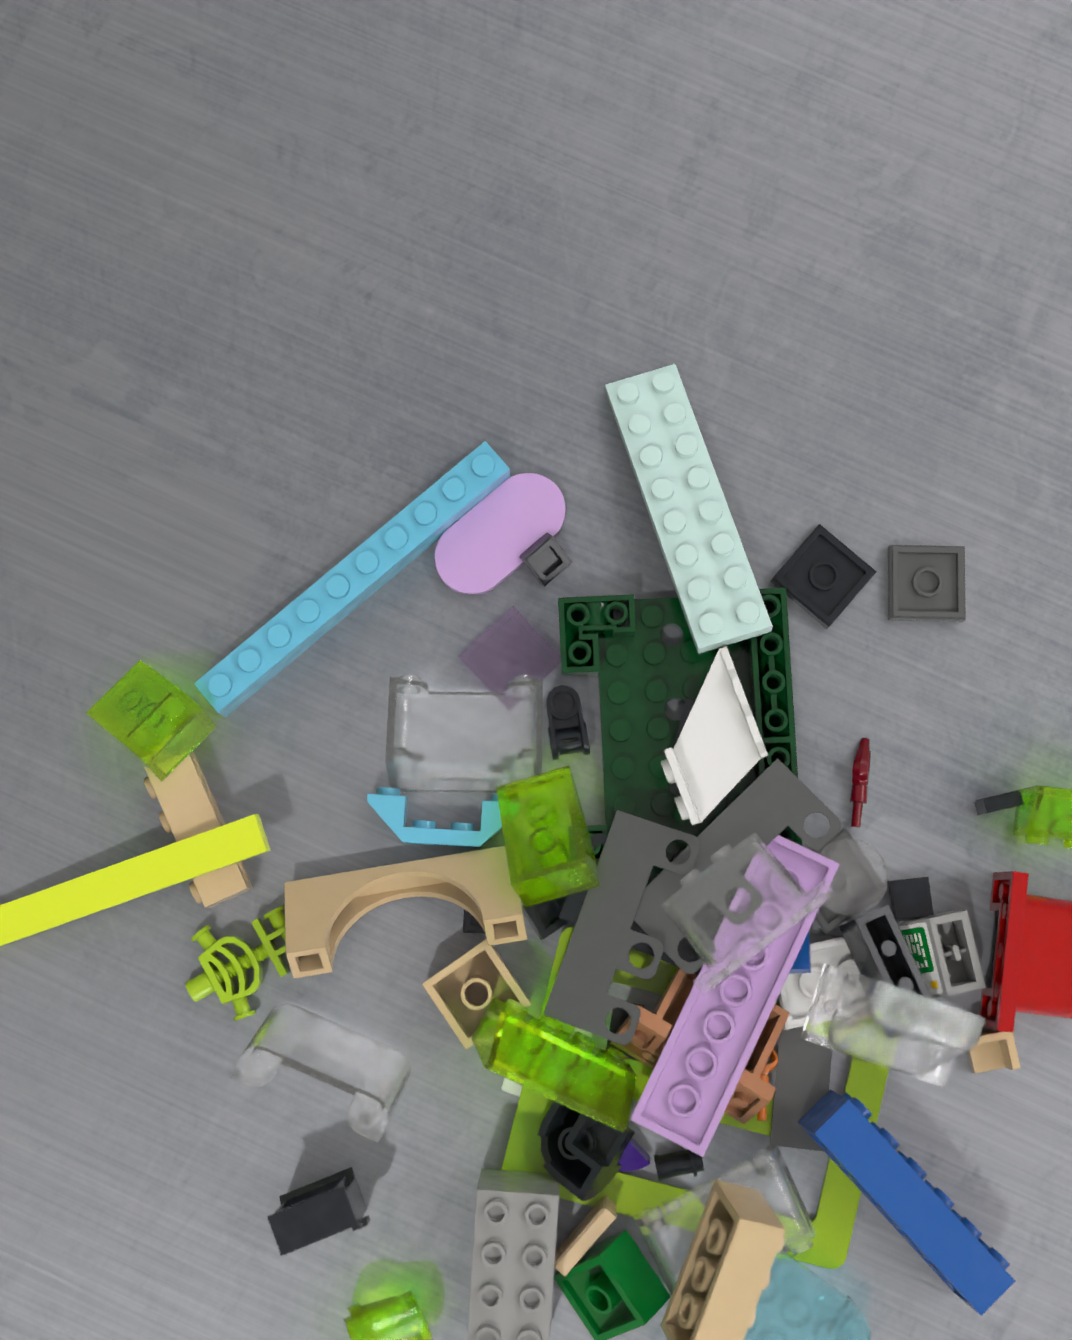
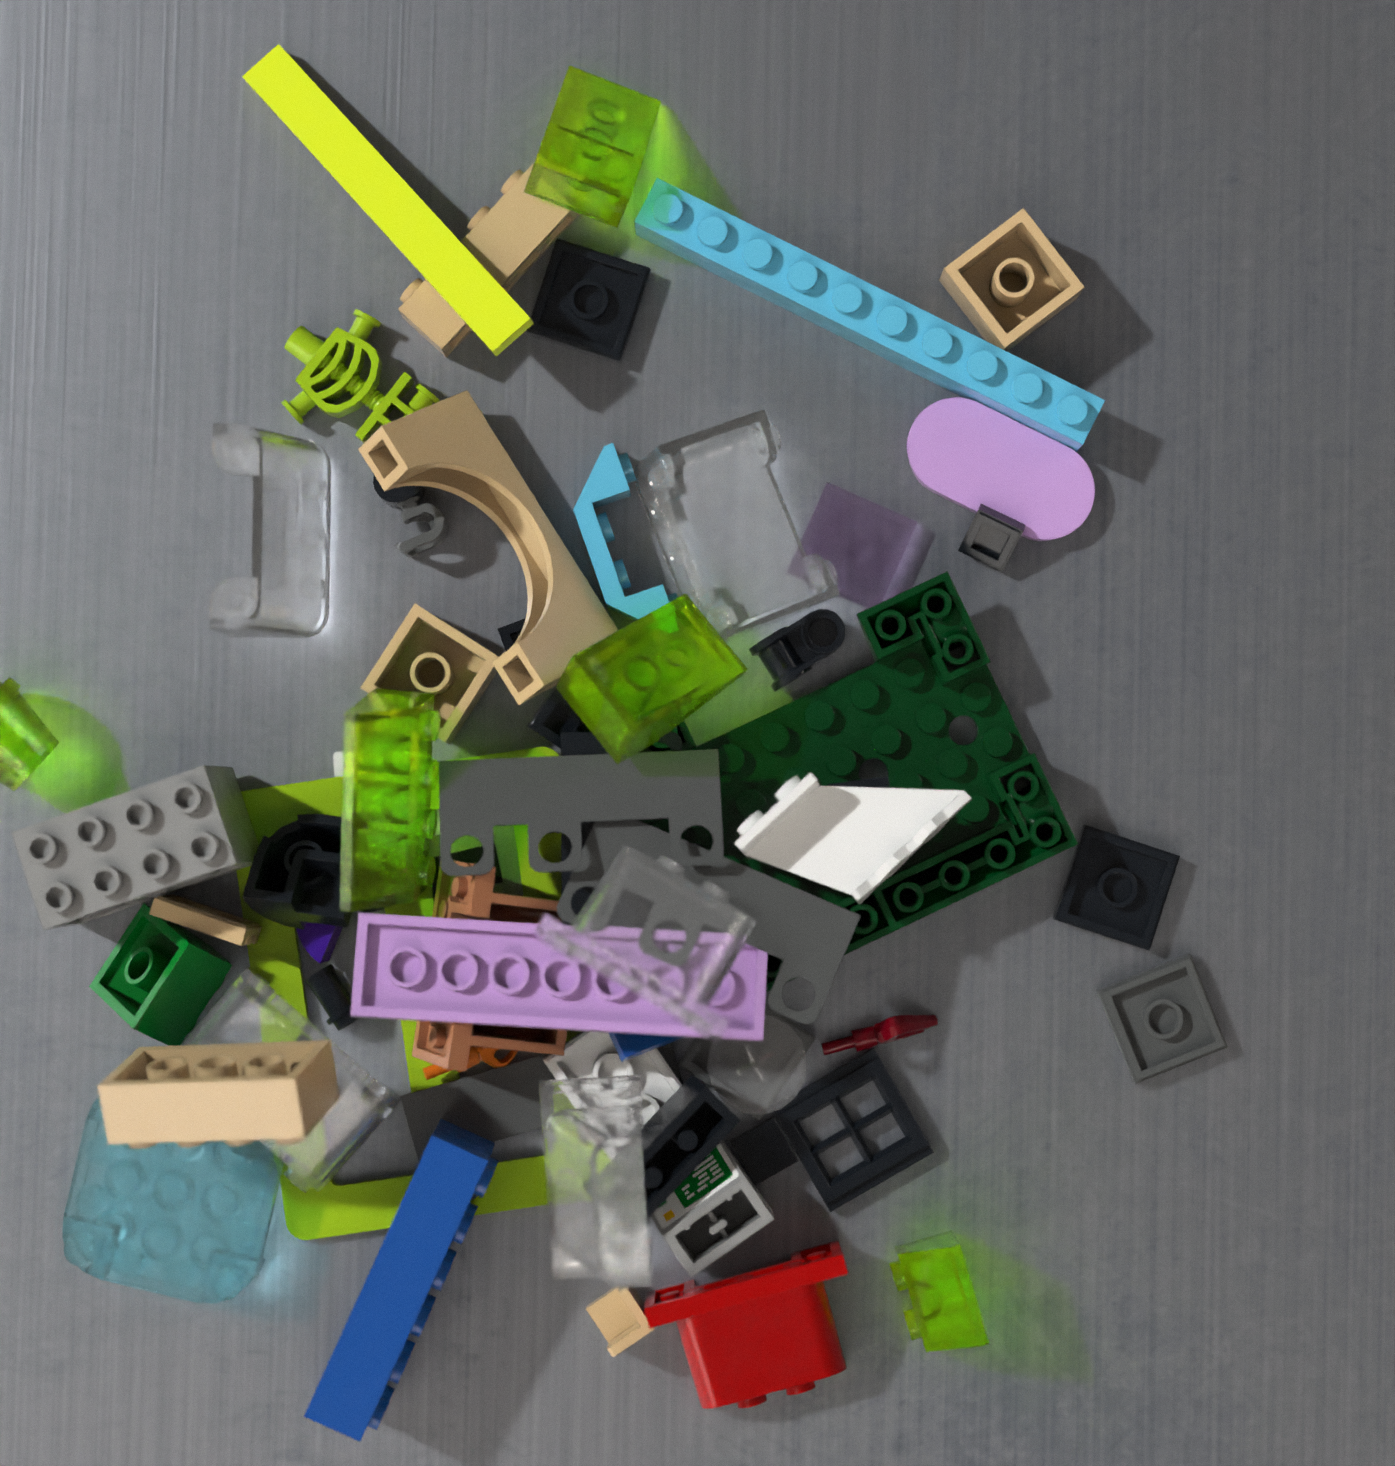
camera: 70 degrees right, 5 degrees up
(258, 769) = (588, 301): none -> black tile
(318, 1211) = (104, 595): black piece -> none
(353, 958) = (408, 500): none -> dark grey leg
(374, 471) = (1011, 282): none -> tan brick
(688, 509) = (1127, 683): light aqua plate -> none
(953, 825) = (875, 1167): none -> black piece
(999, 802) = (924, 1211): black tile -> none

